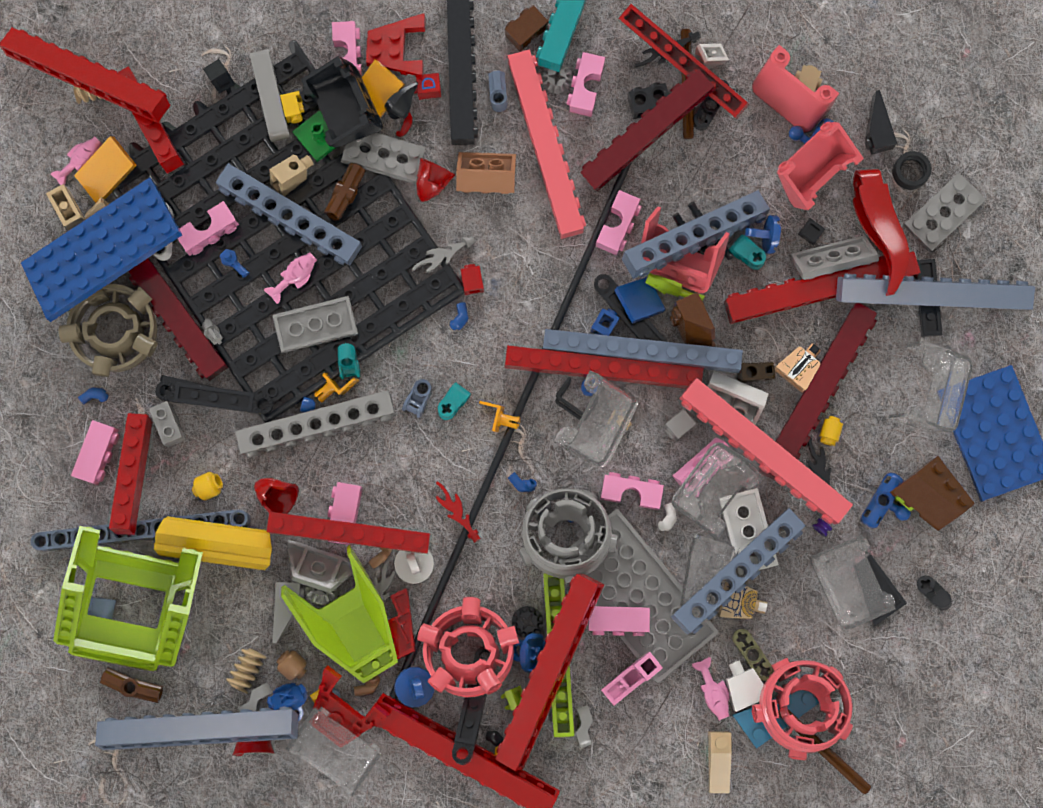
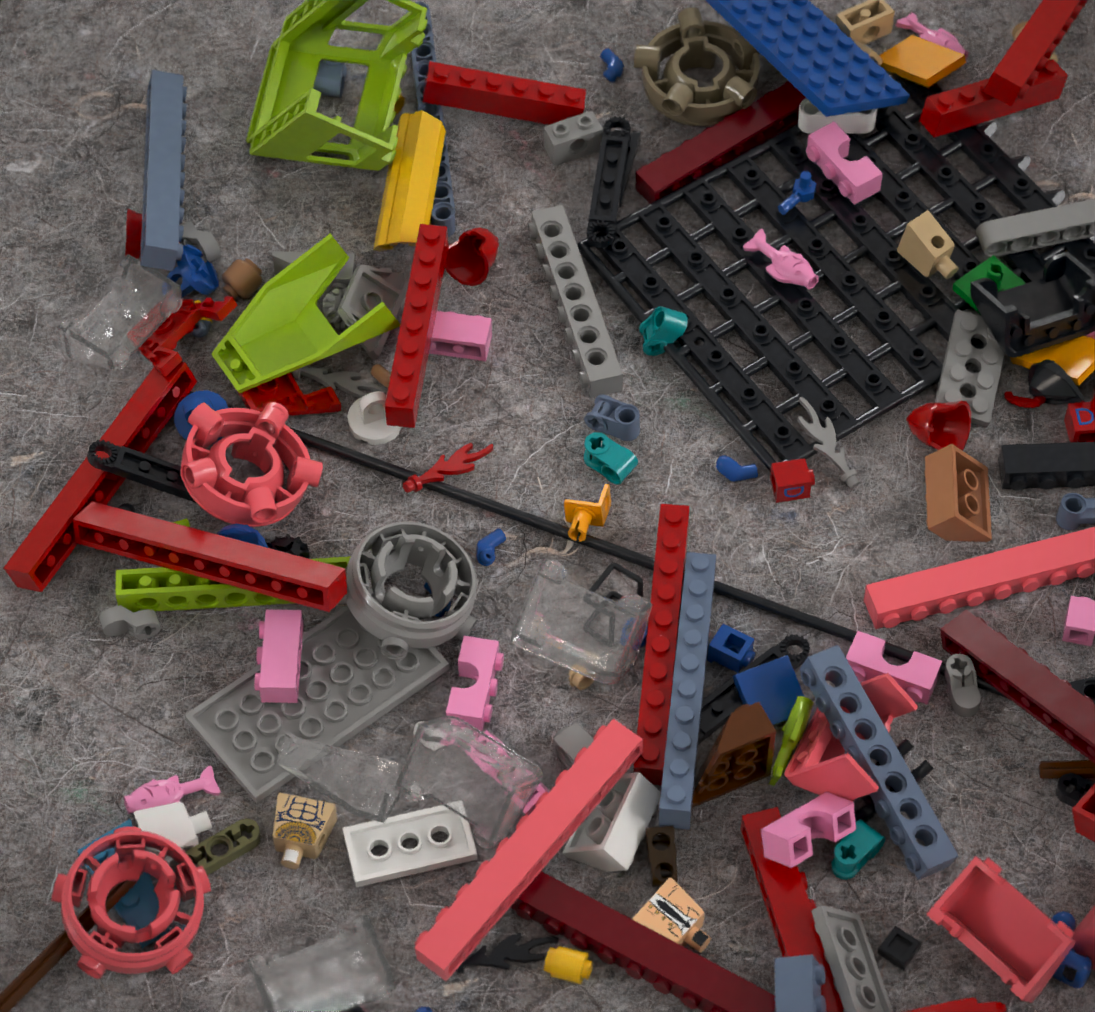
camera: 90 degrees right, 25 degrees down
(95, 453) = (534, 63): bright pink brick -> none
(120, 681) = (226, 112): reddish brown piece -> none
(207, 486) = (488, 182): yellow head -> none
(211, 332) = (700, 177): light grey axle -> none
(219, 76) = (1067, 178): black brick -> none
(232, 176) = (868, 254): sand blue brick -> none
(246, 669) = (239, 230): tan piece -> none
(292, 107) = (1028, 252): yellow brick -> none
(307, 405) = (602, 289): blue hinge -> none
(315, 324) = (715, 290): light grey tile -> none
(331, 387) = (627, 320): light orange bracket -> none
(345, 191) = (909, 315): reddish brown piece -> none
(368, 688) = (205, 369): medium nougat arm -> none
(630, 179) = (960, 671): none -> light grey piece
(631, 678) = (195, 679): bright pink arch -> none
(719, 761) = (65, 798): tan slope -> none
(737, 268) = (790, 837): none -> bright pink arch
(770, 234) = (886, 870): blue tile -> none
(788, 521) = (280, 728): sand blue brick -> none
(822, 527) = (407, 949): dark purple bush -> none

